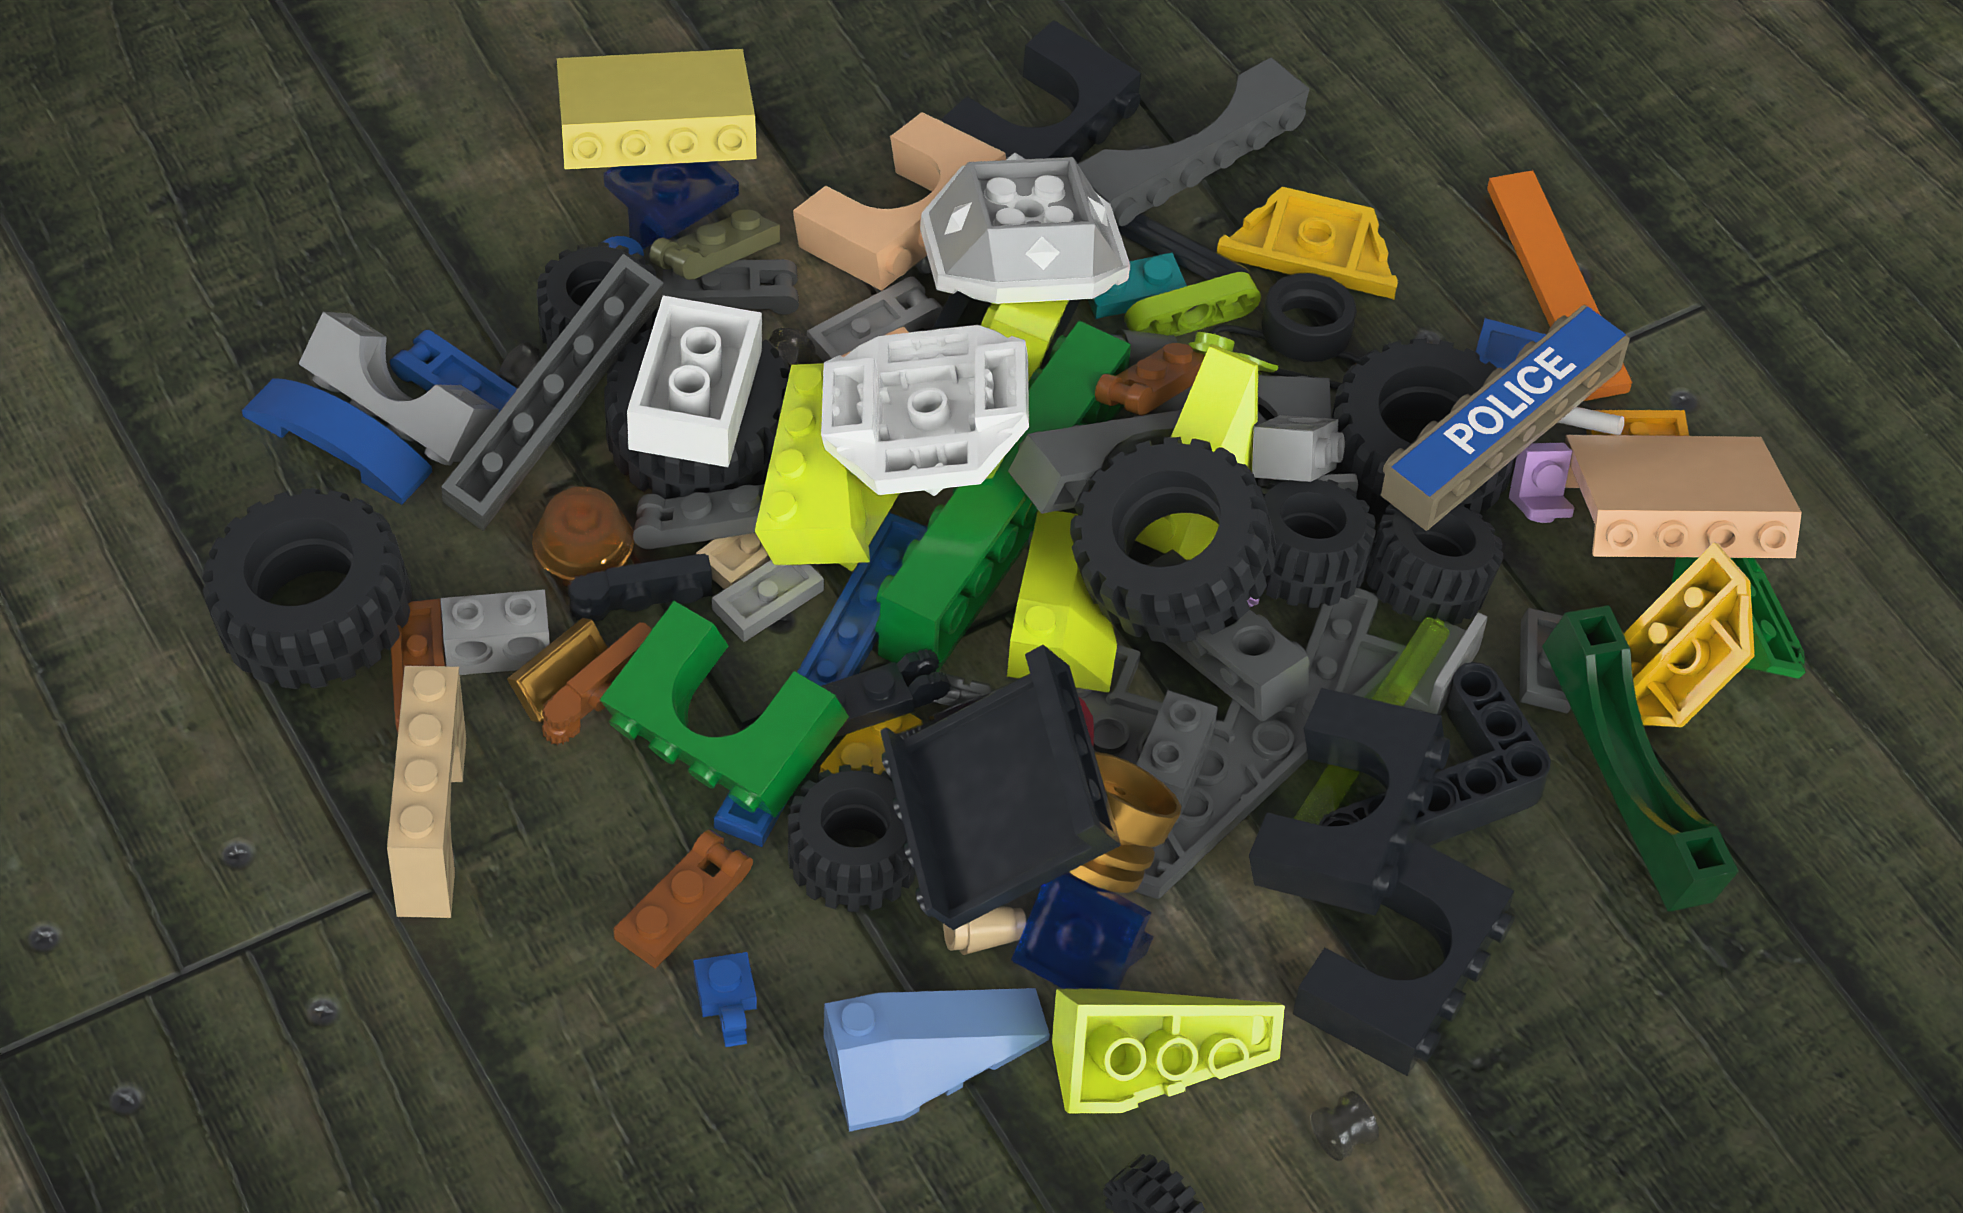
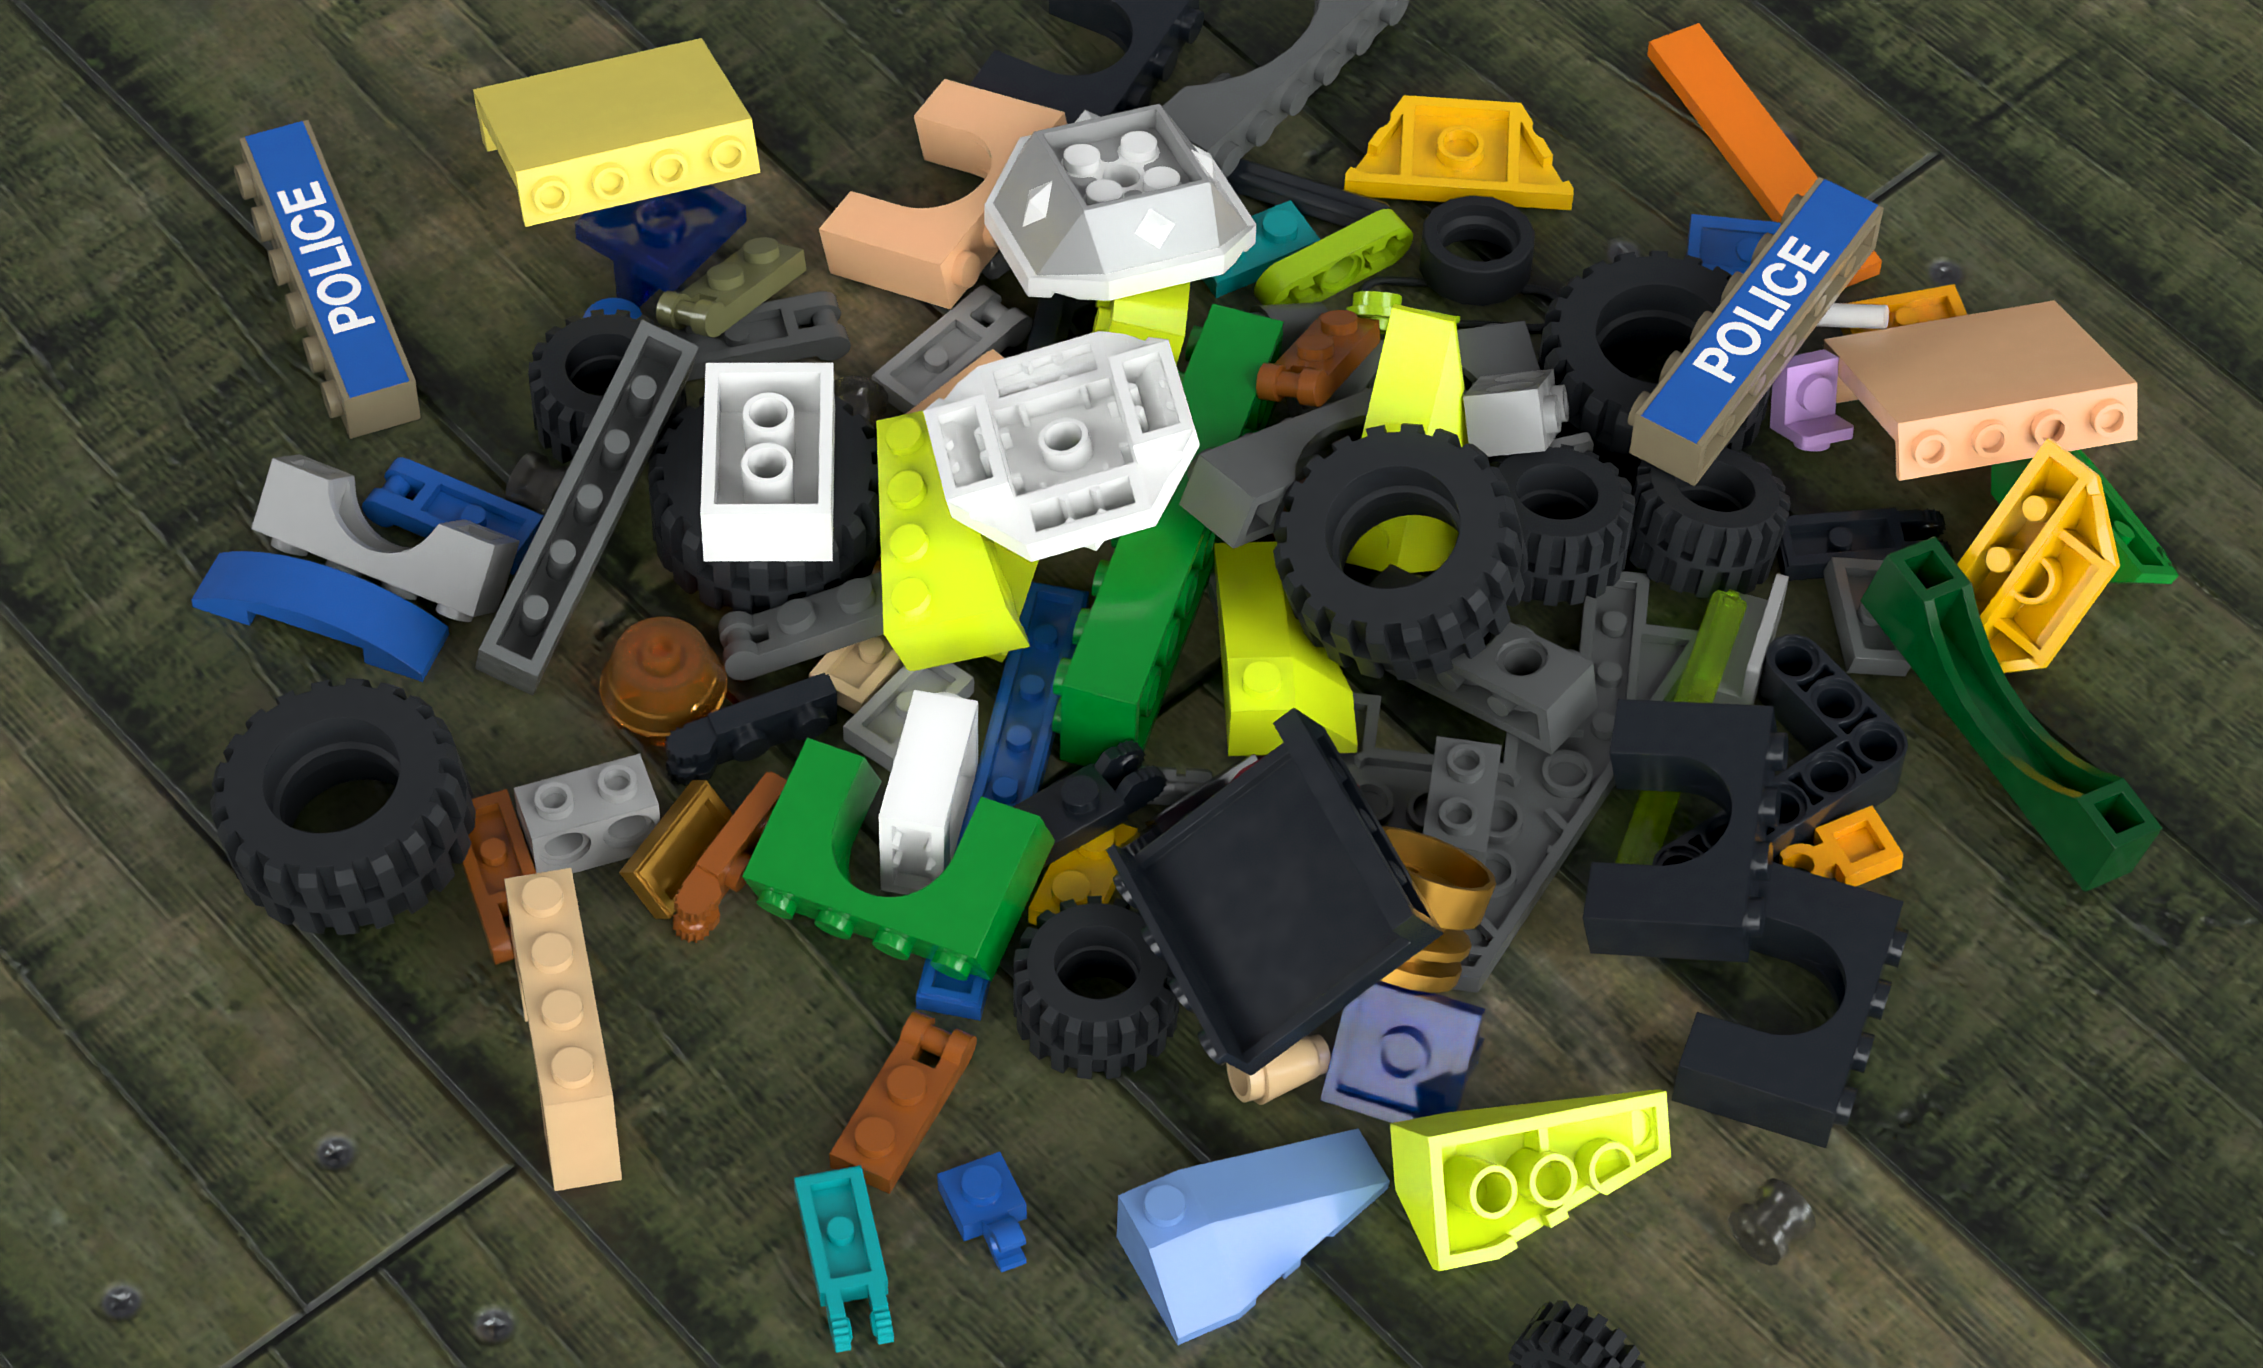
camera: 10 degrees left, 0 degrees up
(410, 184) = (328, 280): none -> brick
(605, 1005) = (844, 1250): none -> teal hinge
(760, 656) = (927, 790): none -> white window
(1484, 841) = (1849, 849): none -> light orange plate
(1553, 593) = (1857, 534): none -> black hinge

